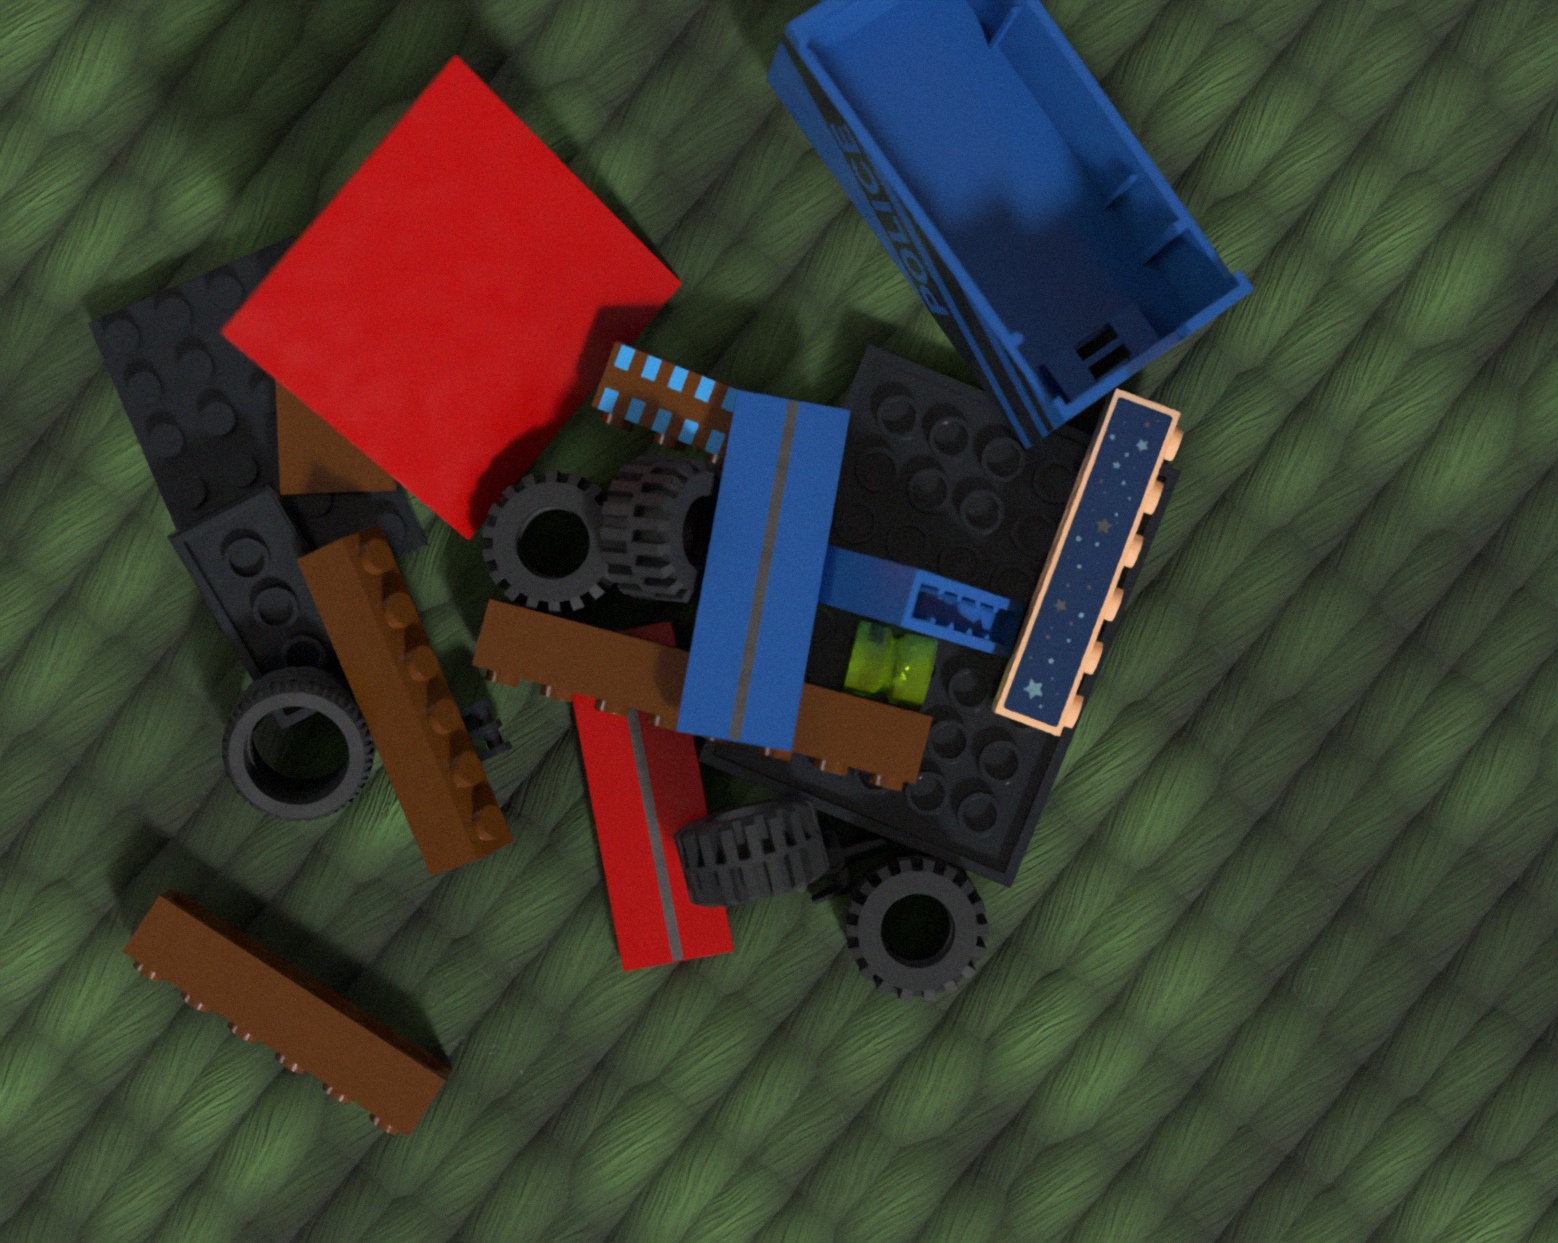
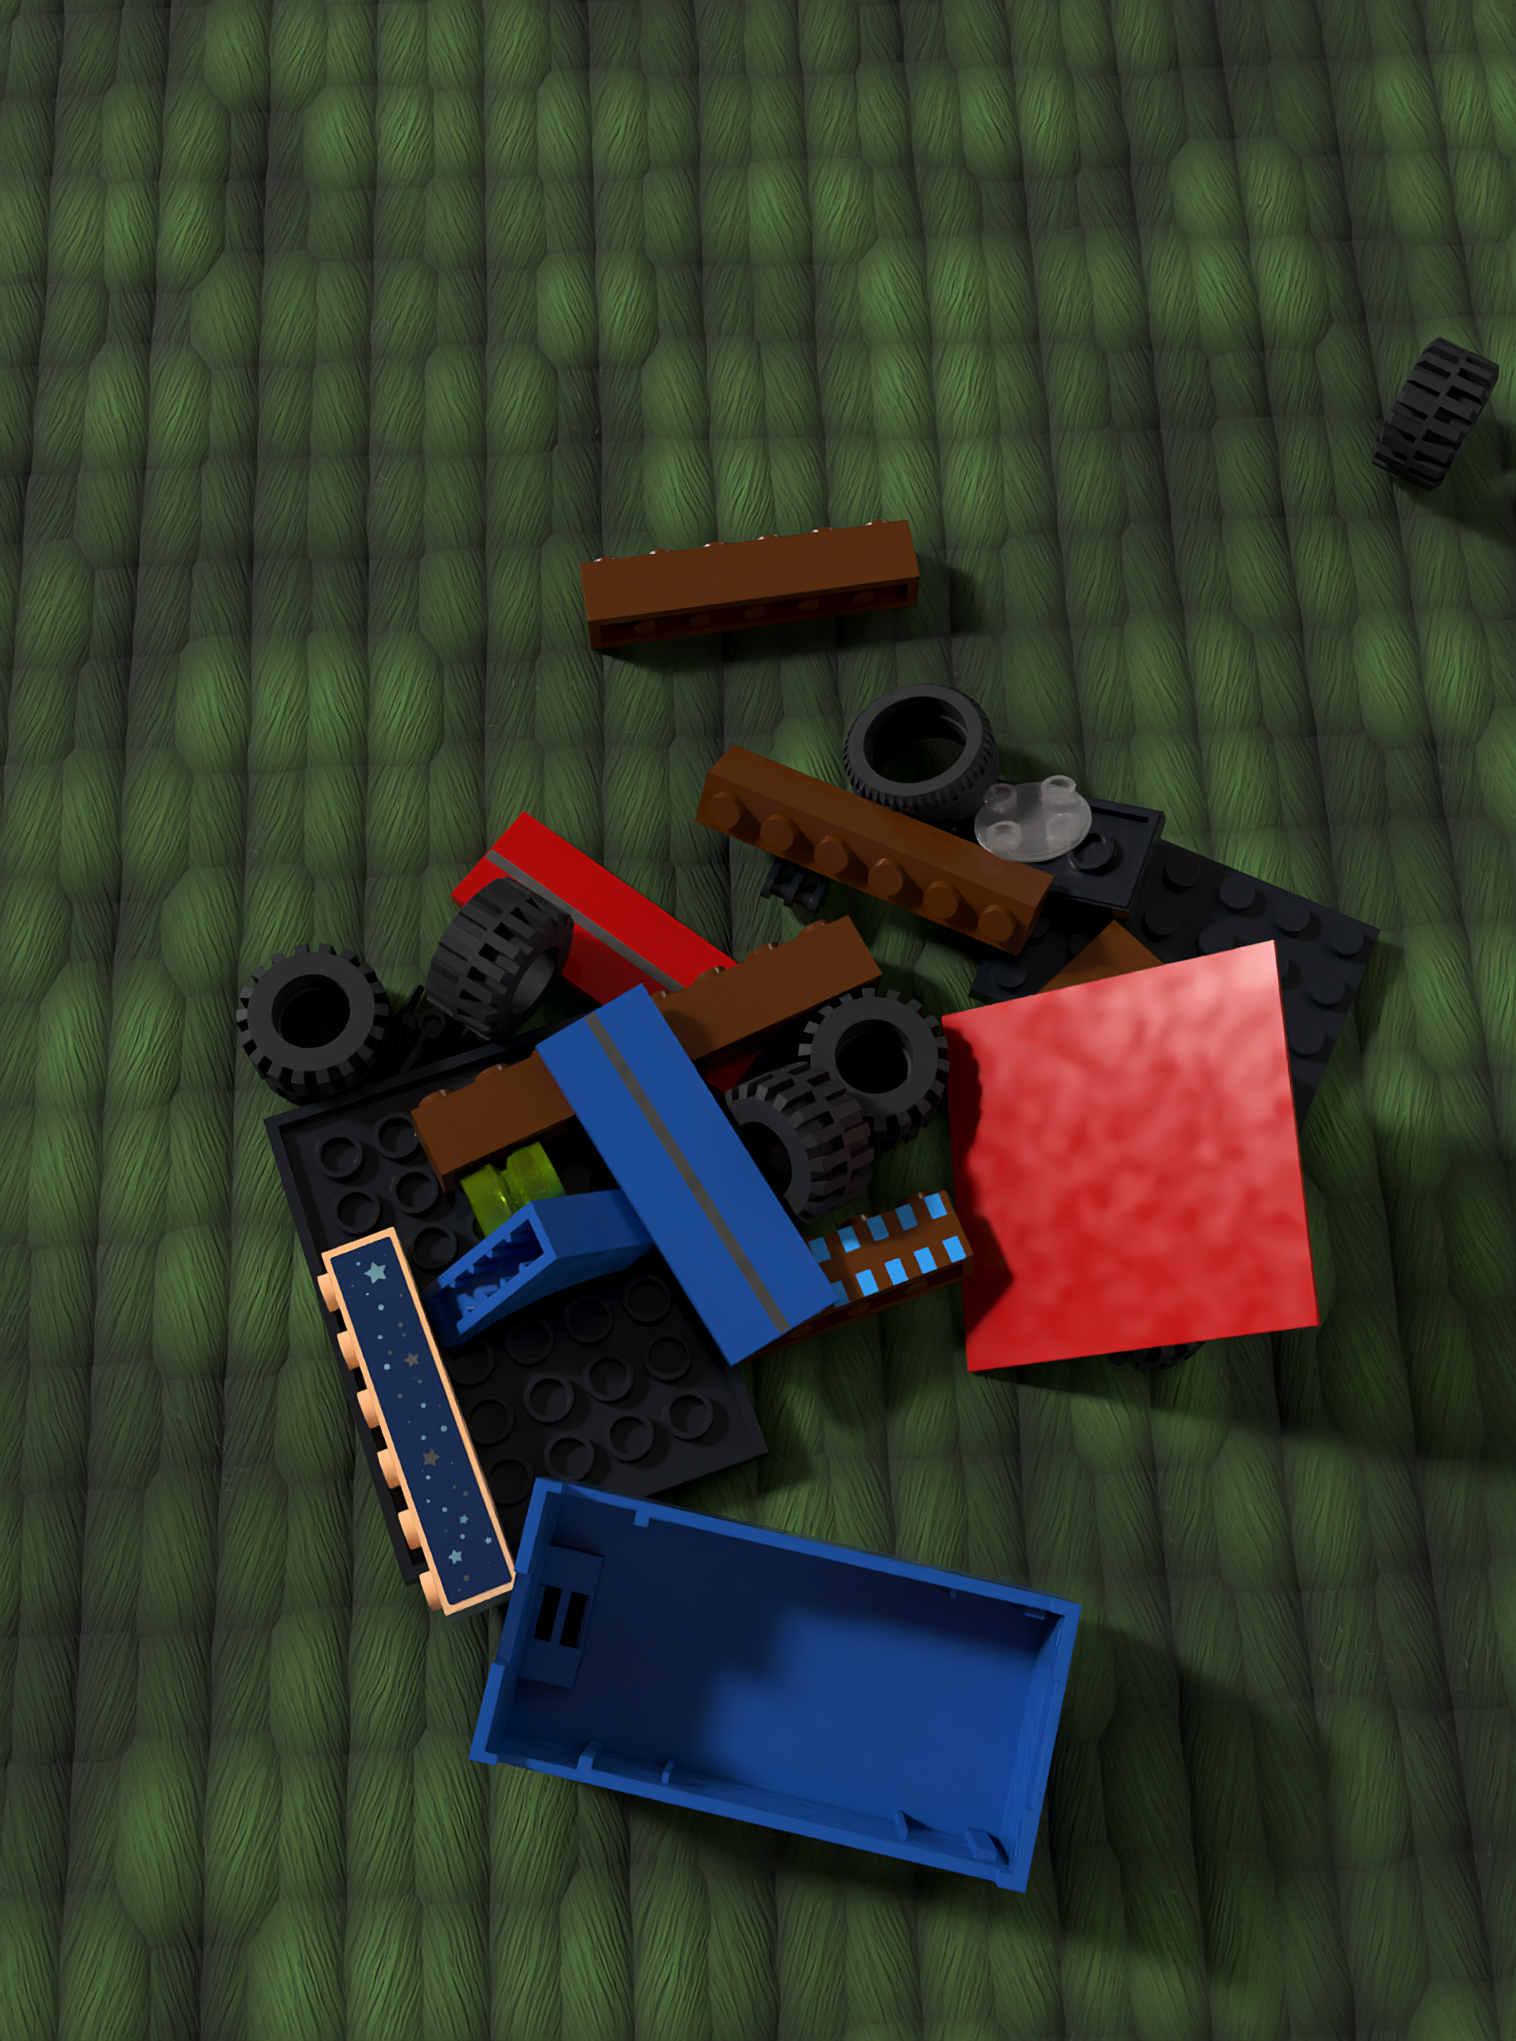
camera: 140 degrees right, 20 degrees down
(269, 617) = (1032, 819): none -> clear dish

